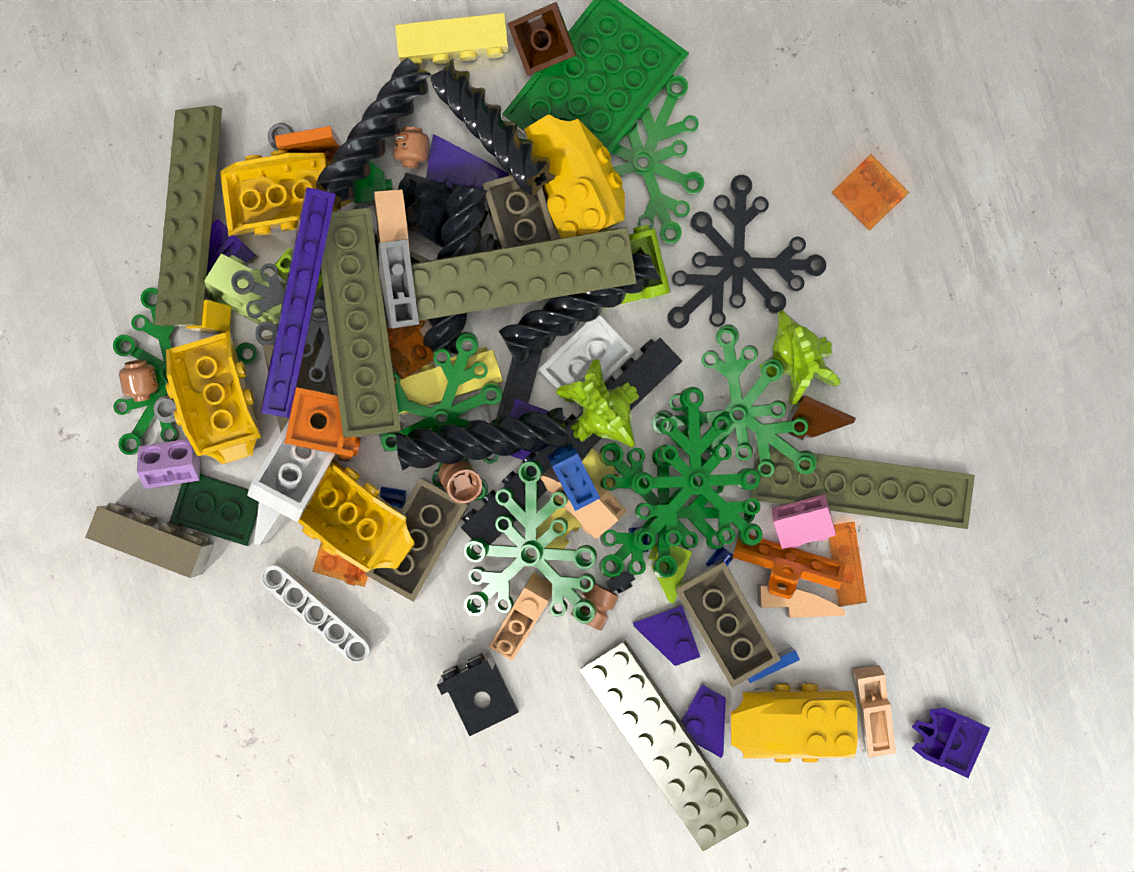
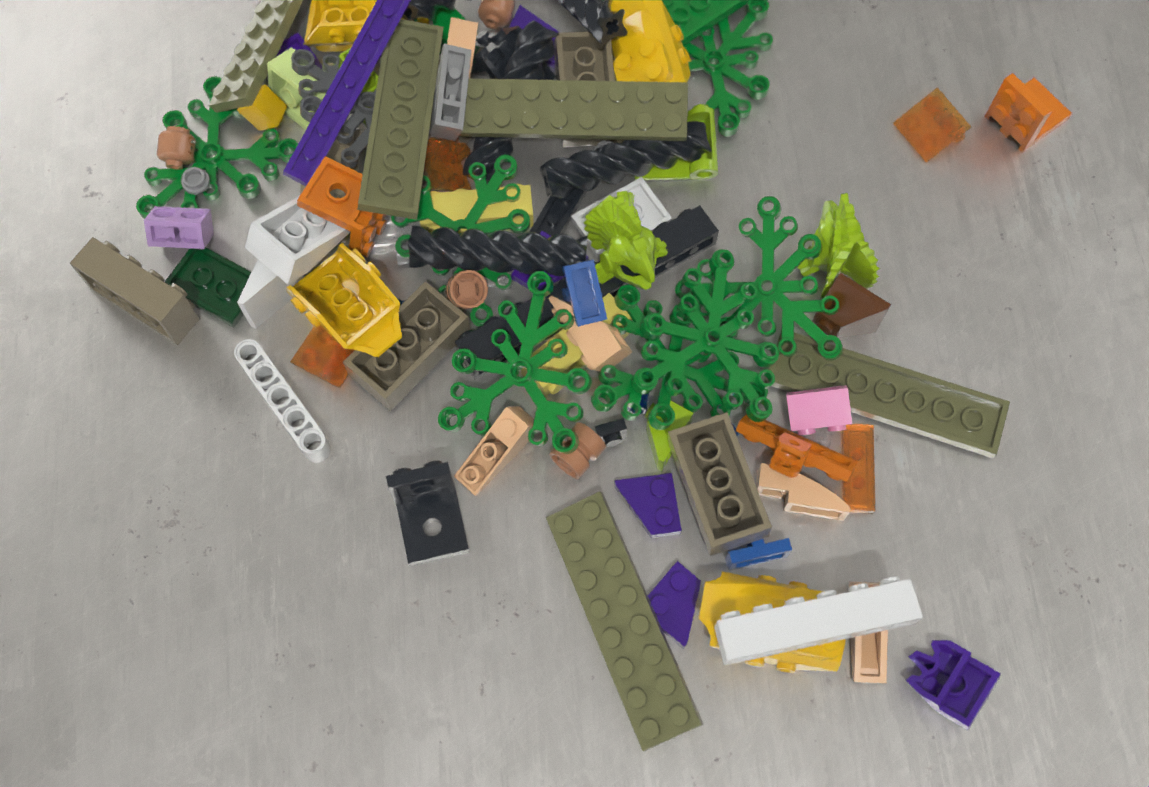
camera: 15 degrees right, 20 degrees down
(212, 398) = (240, 171): yellow slope -> none
(714, 284) = (762, 177): black plant -> none
(832, 735) = (817, 621): none -> white brick
(952, 168) = (1026, 111): none -> orange bracket

